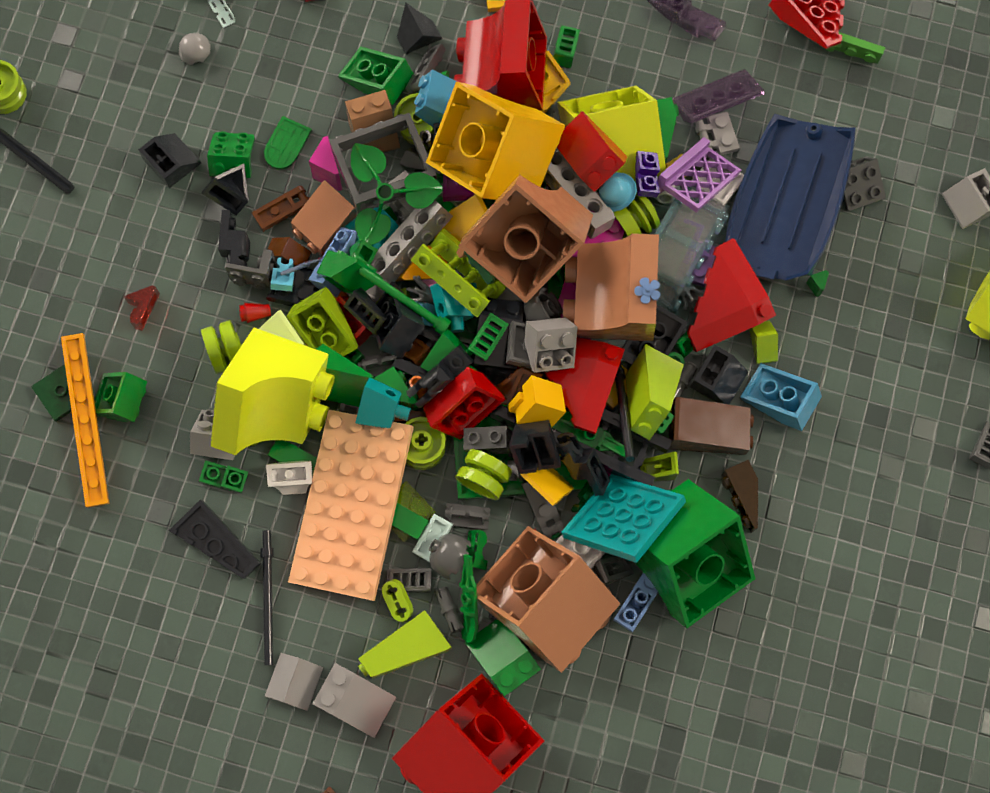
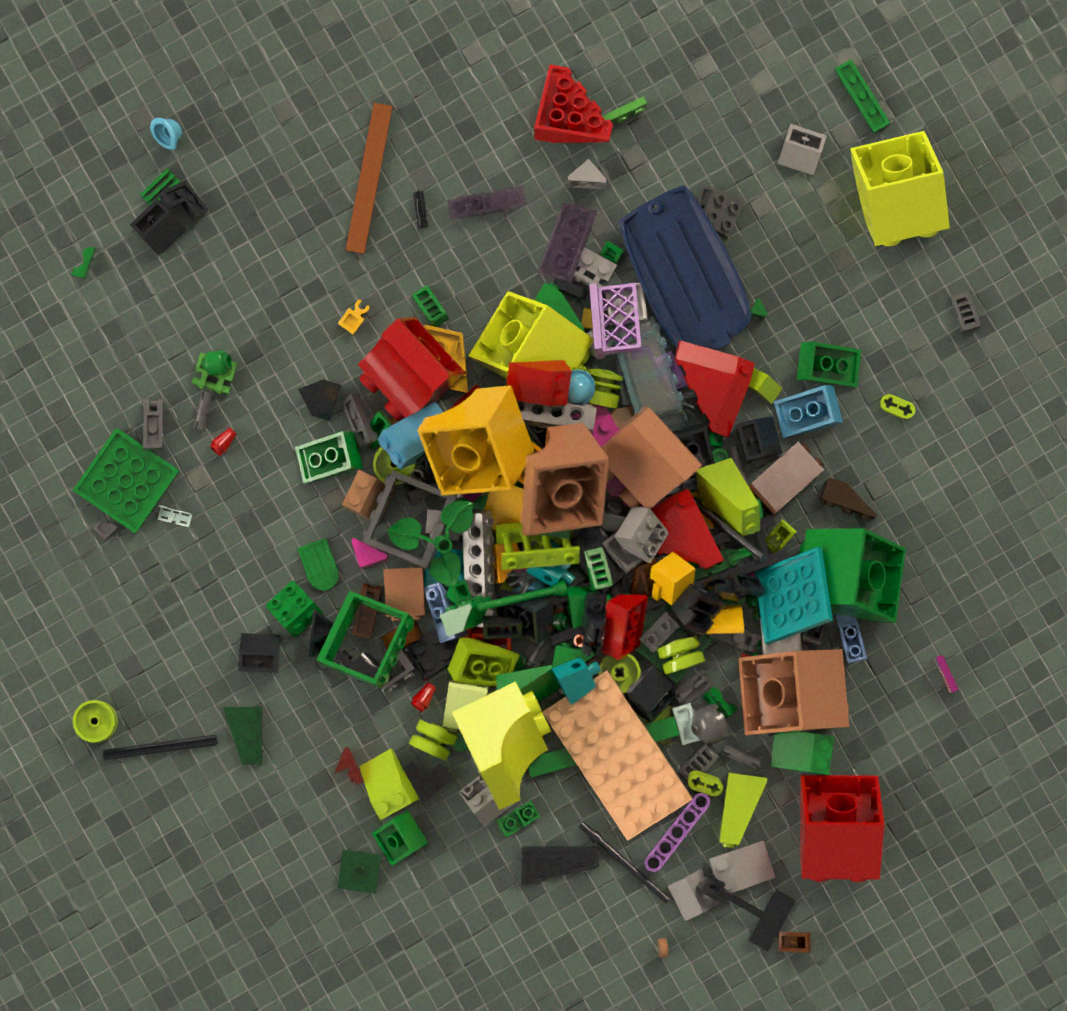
camera: 40 degrees left, 10 degrees up
(85, 420) = (396, 873): light orange plate -> none
(98, 207) = (246, 732): none -> dark green wing
(153, 348) = (387, 784): none -> lime slope
(181, 377) = (427, 785): none -> black plate
(194, 48) = (188, 562): light grey hair -> none
(222, 698) = (663, 948): none -> medium nougat tile
(250, 194) = (341, 626): none -> green window
(284, 282) = (421, 657): medium azure plate -> none
(290, 476) = (560, 776): white slope -> none
(300, 266) = (427, 625): sand blue piece -> none
(322, 616) = (679, 822): none -> medium lavender beam
(333, 768) = (770, 919): none -> black piece
(416, 352) = (560, 621): none -> dark green plate
(428, 482) = (651, 694): none -> black slope
(469, 601) = (751, 740): green piece -> none
(646, 174) = (584, 355): dark purple slope -> none
(647, 290) = (677, 449): medium blue plant -> none
(685, 131) = (571, 289): none -> black beam
(687, 715) = (946, 673): none -> magenta tile
(745, 135) = (611, 252): none -> green slope
(780, 61) = (587, 177): none -> light grey slope
(836, 375) = (828, 364): none -> green slope
(863, 461) = (900, 403): none -> lime beam

